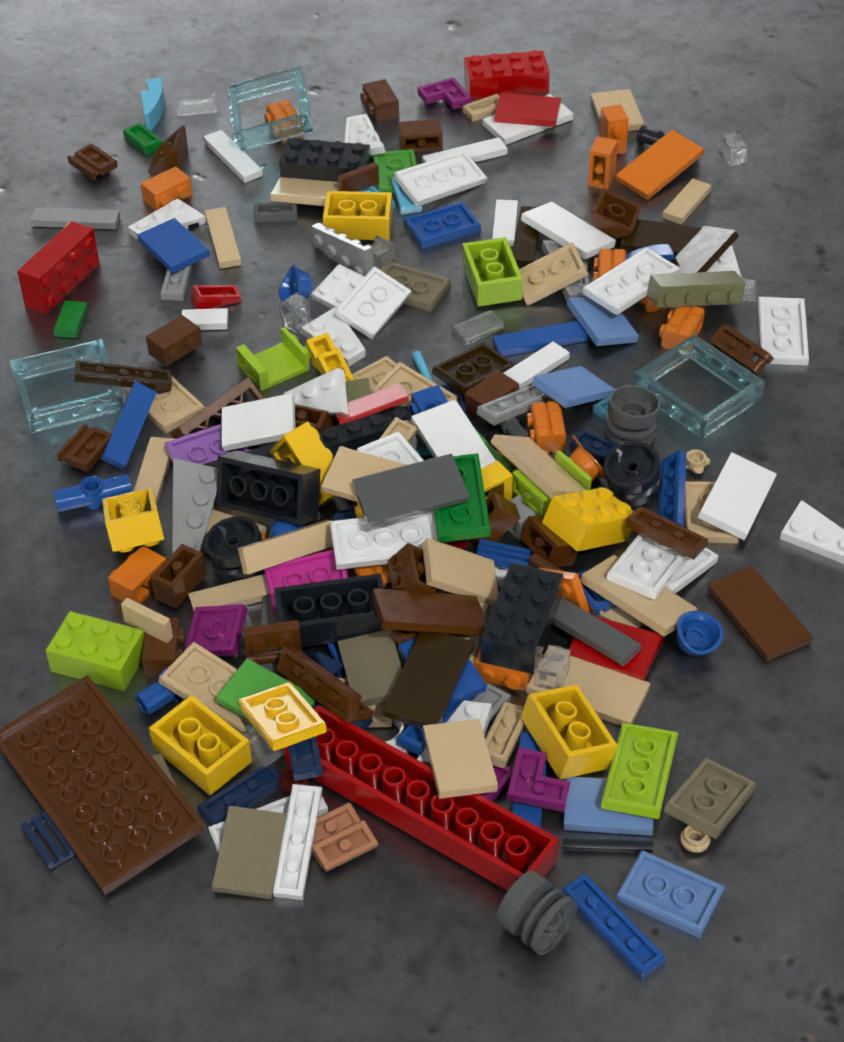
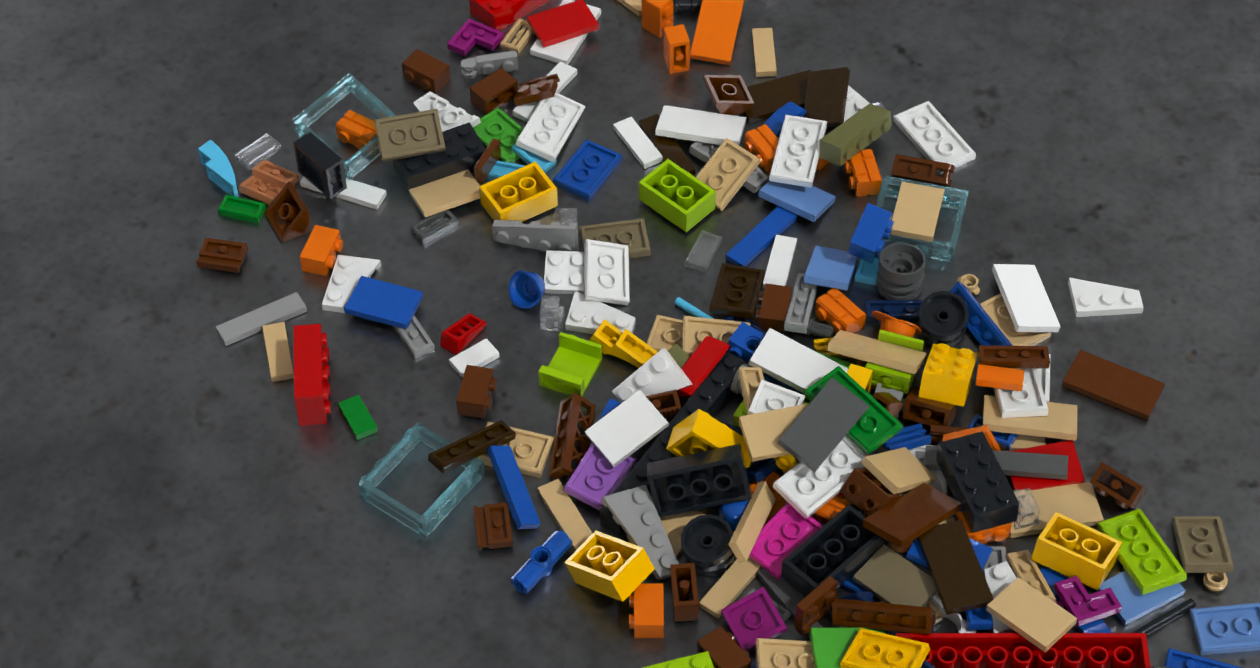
camera: 35 degrees left, 5 degrees up
(147, 620) = (708, 641): tan tile -> none
(194, 127) = (267, 181): none -> nougat slope
(219, 125) = (320, 165): none -> black window
(222, 238) = (413, 273): tan tile -> none
(304, 128) = (409, 135): none -> dark tan tile
(449, 117) = (488, 64): none -> light grey hinge
(452, 146) = (536, 89): none -> reddish brown plate
(625, 364) = (870, 232): none -> blue brick
(635, 543) = (1000, 377): none -> orange tile
(669, 698) = (1112, 482): none -> reddish brown brick
(694, 374) = (917, 211): none -> tan tile
(698, 633) = (1095, 425): blue helmet -> none

